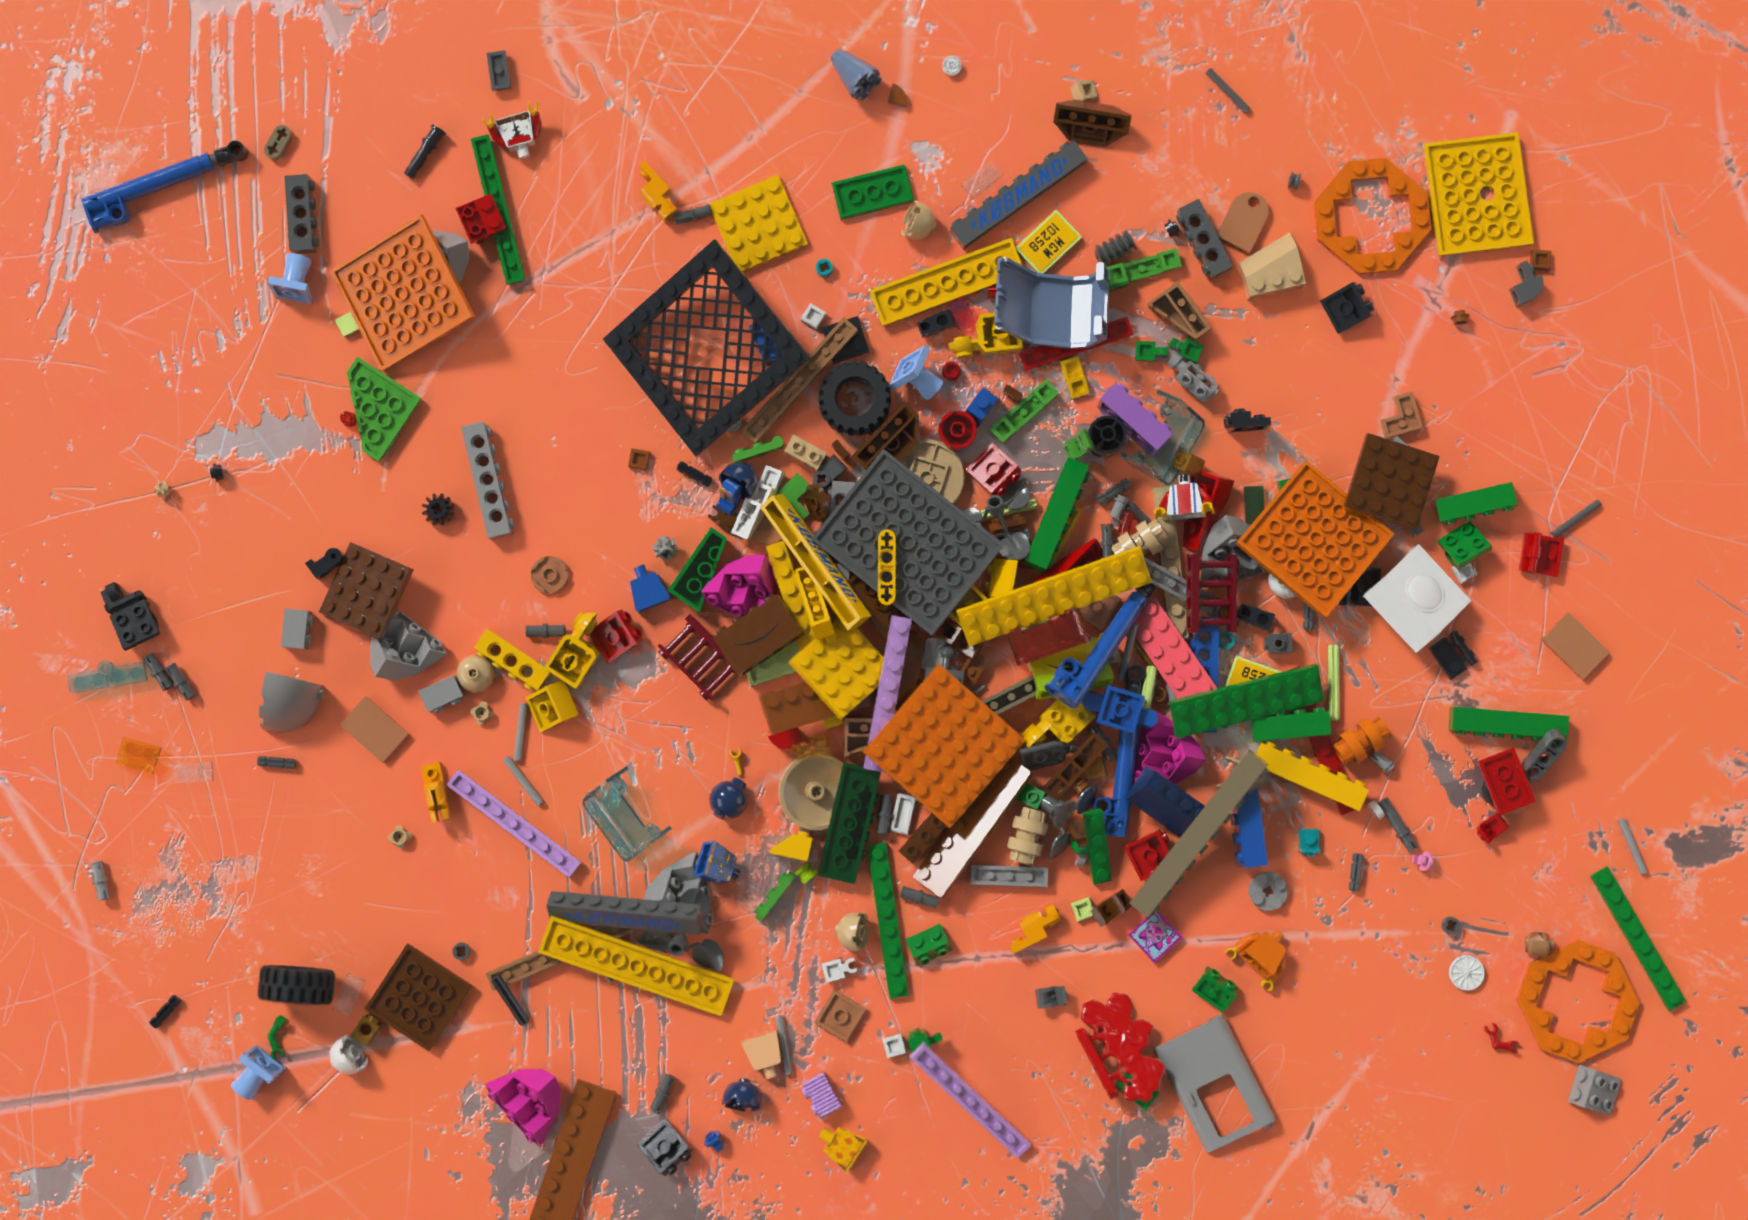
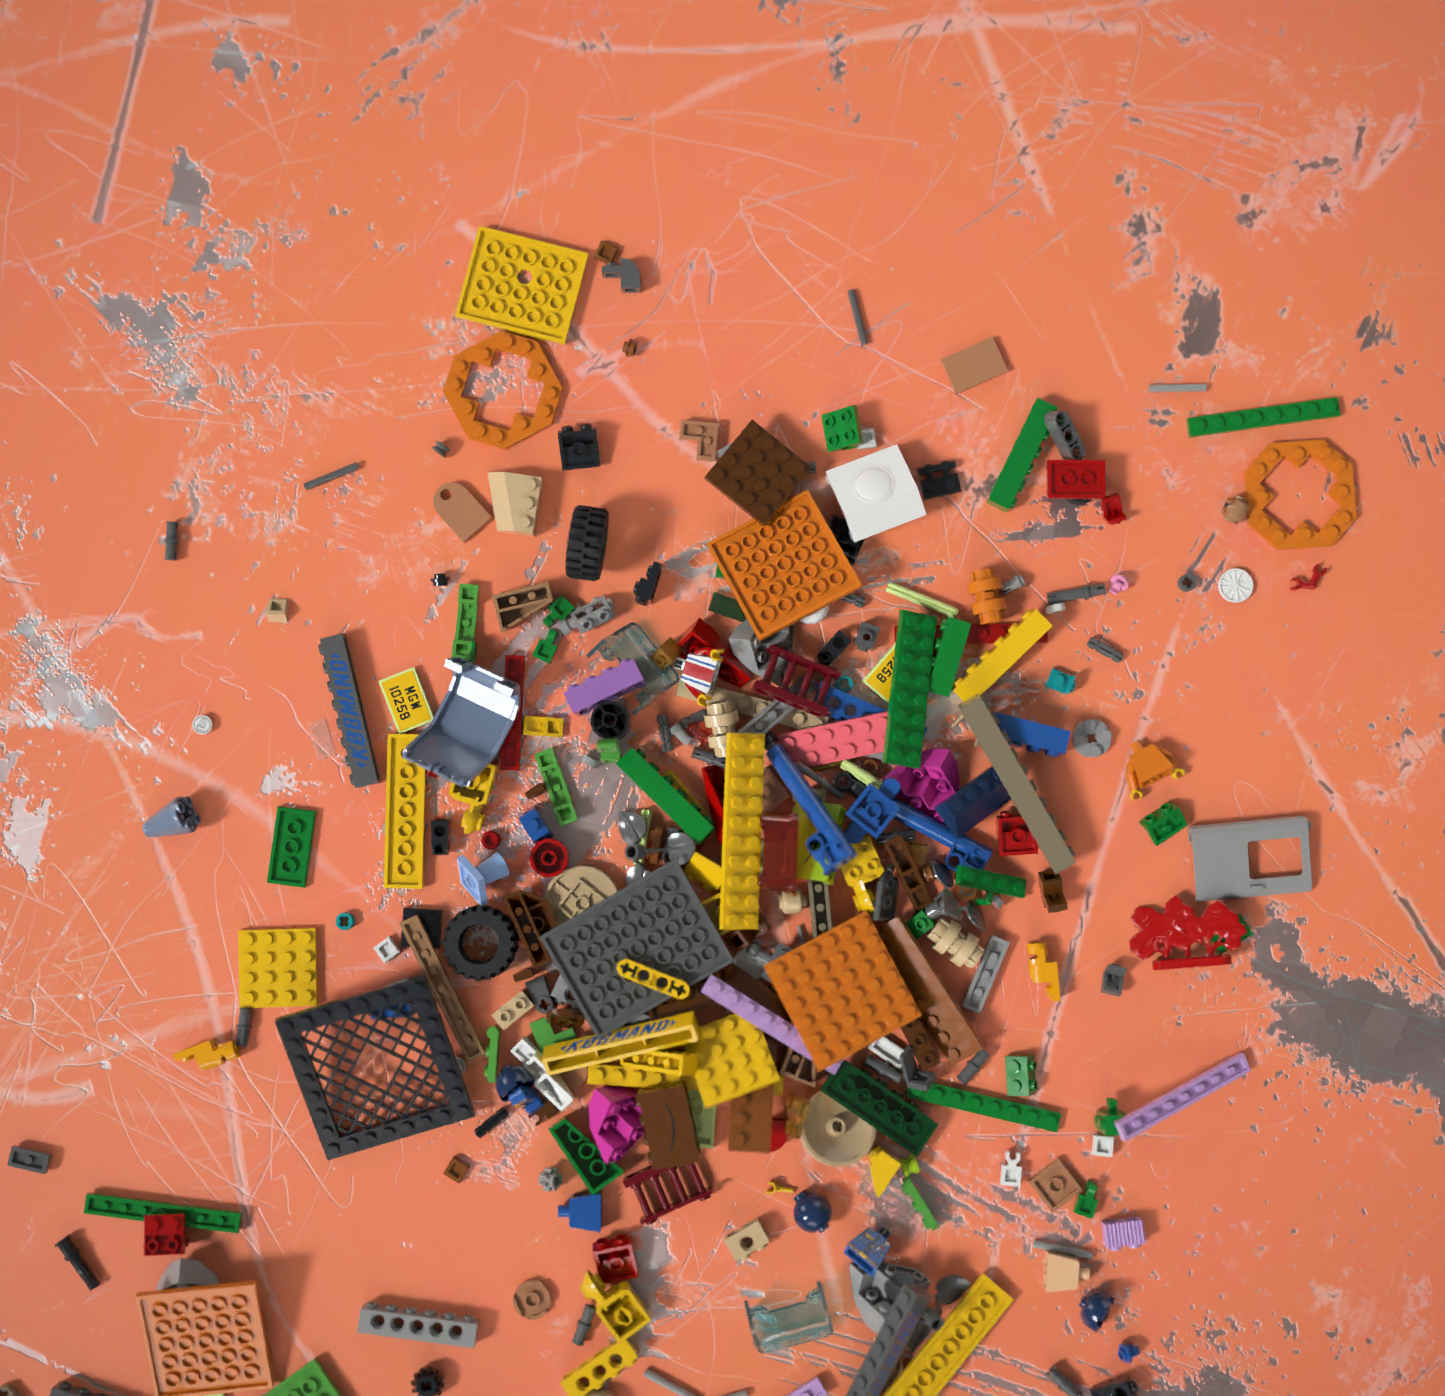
camera: 65 degrees left, 0 degrees up
(517, 130) = (94, 1165): torso -> none
(552, 706) = (658, 1346): yellow slope -> none
(690, 754) = (751, 1229): none -> tan brick
(835, 1050) = (1086, 1203): none -> green plate
(842, 1146) = (1178, 1231): torso -> none
(852, 931) = (982, 1143): tan cylinder -> none
(888, 844) = (913, 1076): none -> dark grey bracket
(897, 96) = (210, 787): dark orange tile -> none
(918, 221) = (337, 815): tan cylinder -> none
(961, 313) = (440, 809): clear pink bracket -> none
(973, 672) = (781, 933): dark orange plate -> none
(994, 470) = (601, 837): plate -> none
(1005, 669) = (791, 902): none -> tan head
(1060, 433) = (589, 760): none -> light grey tile
(1082, 909) = (1042, 917): yellowish green tile -> none
(1091, 122) = (308, 615): reddish brown wedge -> none
(1115, 247) = (436, 641): dark grey piece -> none
(1155, 936) = (1093, 859): tile -> none
(1196, 211) = (432, 552): dark grey brick -> none
(1262, 349) = (587, 543): none -> black tyre
(1476, 502) = (808, 403): green wedge -> none
(1541, 554) = (878, 362): red plate -> none
(1594, 1090) = (1387, 513): light grey bracket -> none

